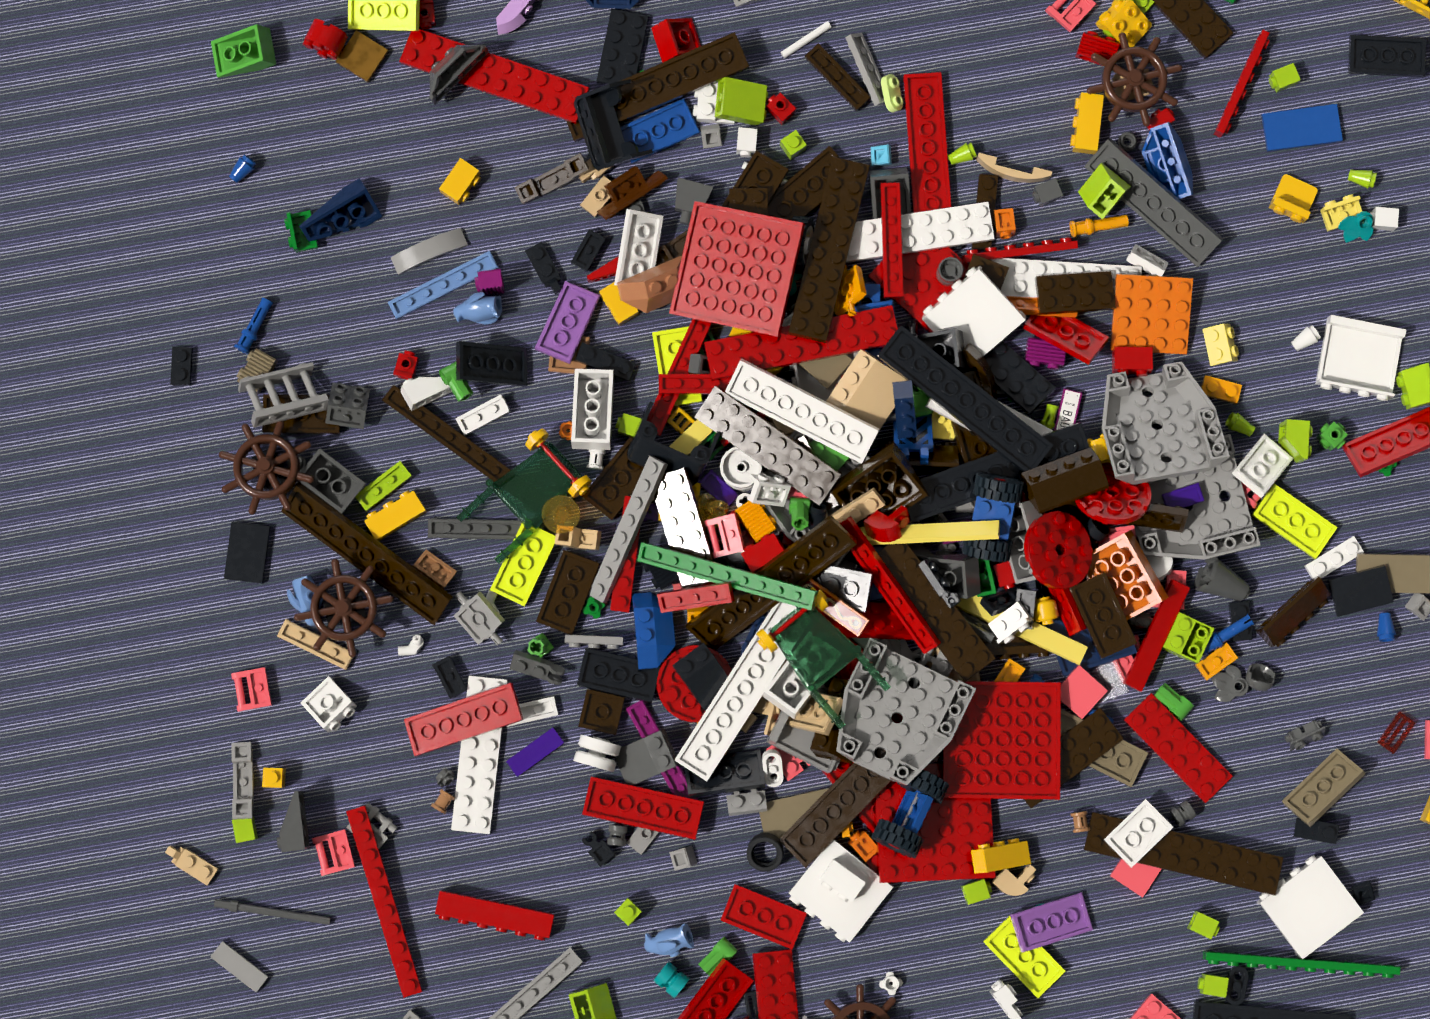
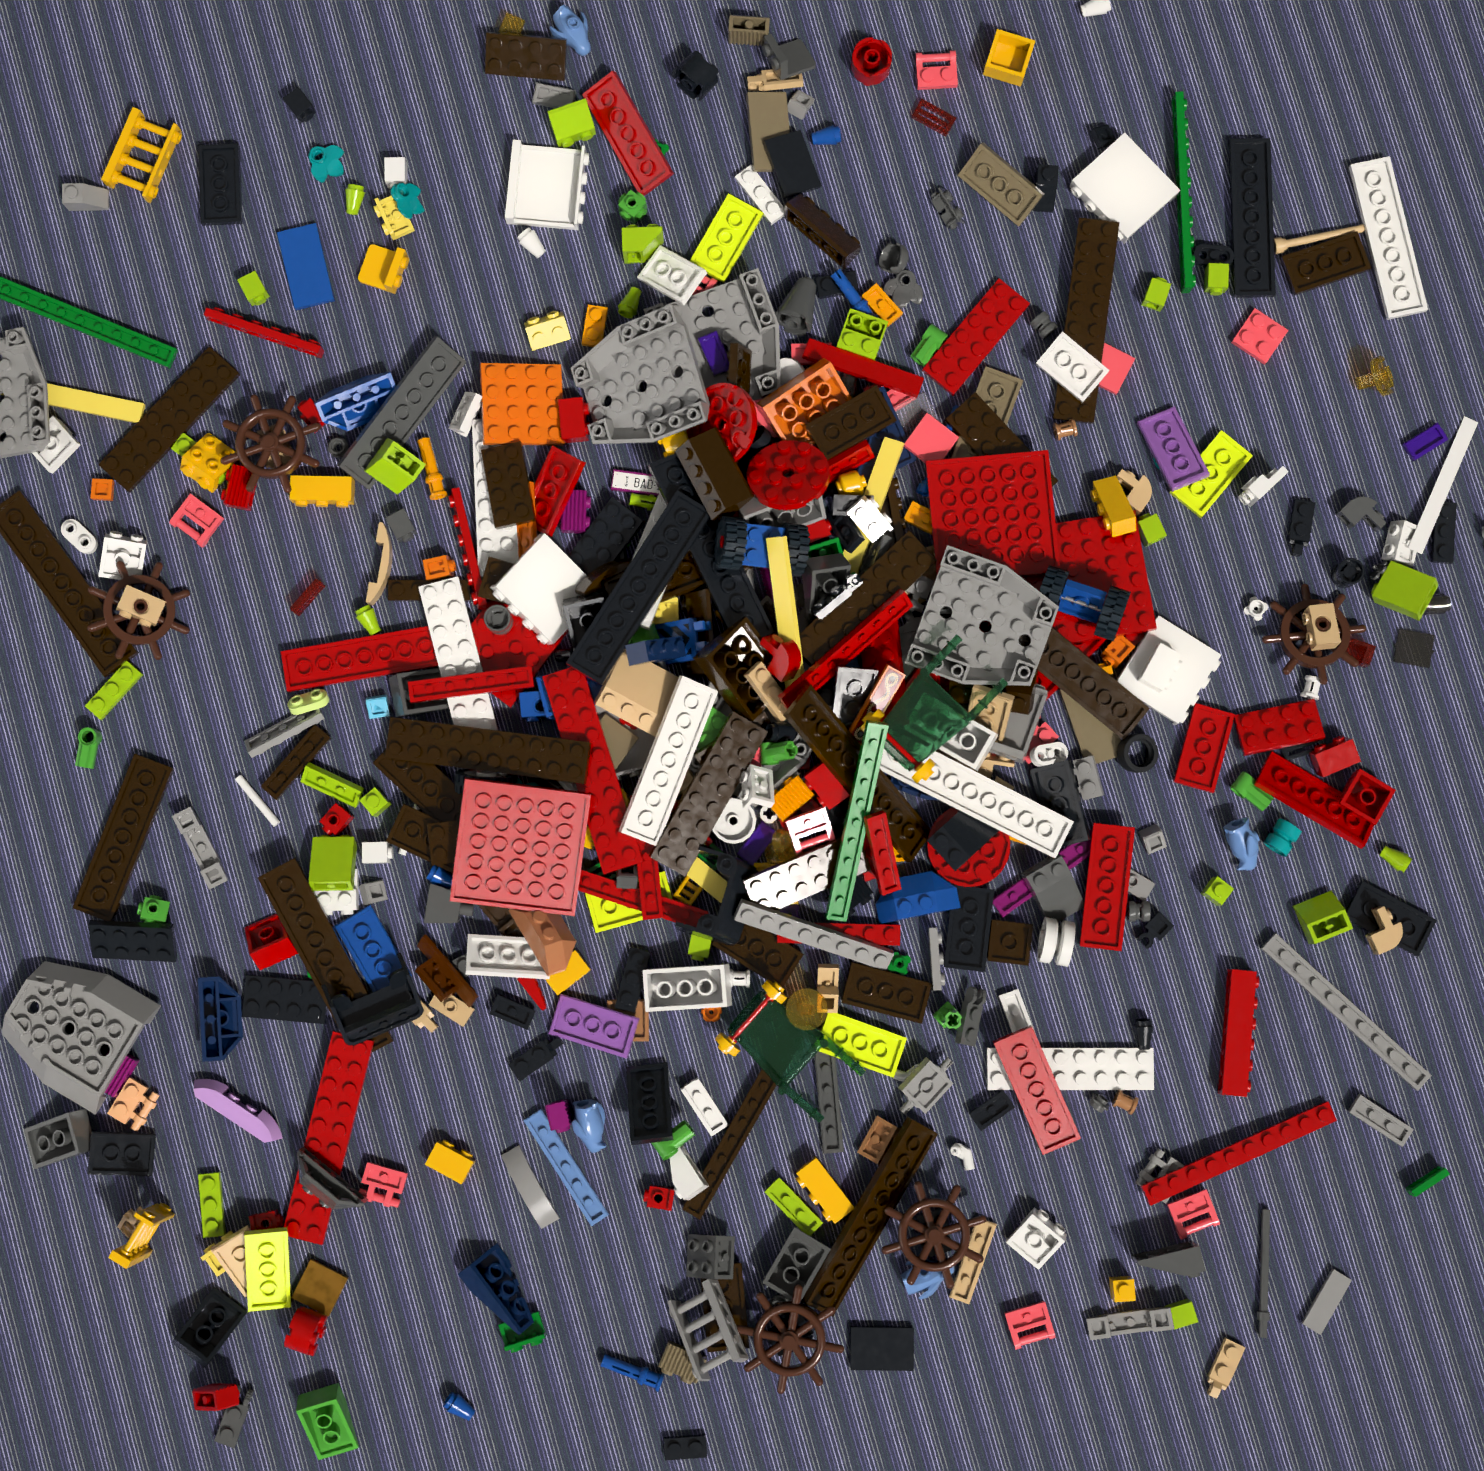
camera: 90 degrees left, 0 degrees up
(452, 120) = (384, 1178): none -> coral plate
(504, 826) = (1143, 1030): none -> black cone
(535, 752) = (1060, 1009): dark purple tile -> none
(552, 180) = (438, 1060): slope -> none
(718, 196) = (440, 877): none -> blue cone
(813, 107) = (332, 785): none -> lime plate
(851, 291) = (531, 722): light orange plate -> none
(988, 100) = (307, 597): none -> clear red tile
(1398, 157) = (328, 164): none -> teal plate

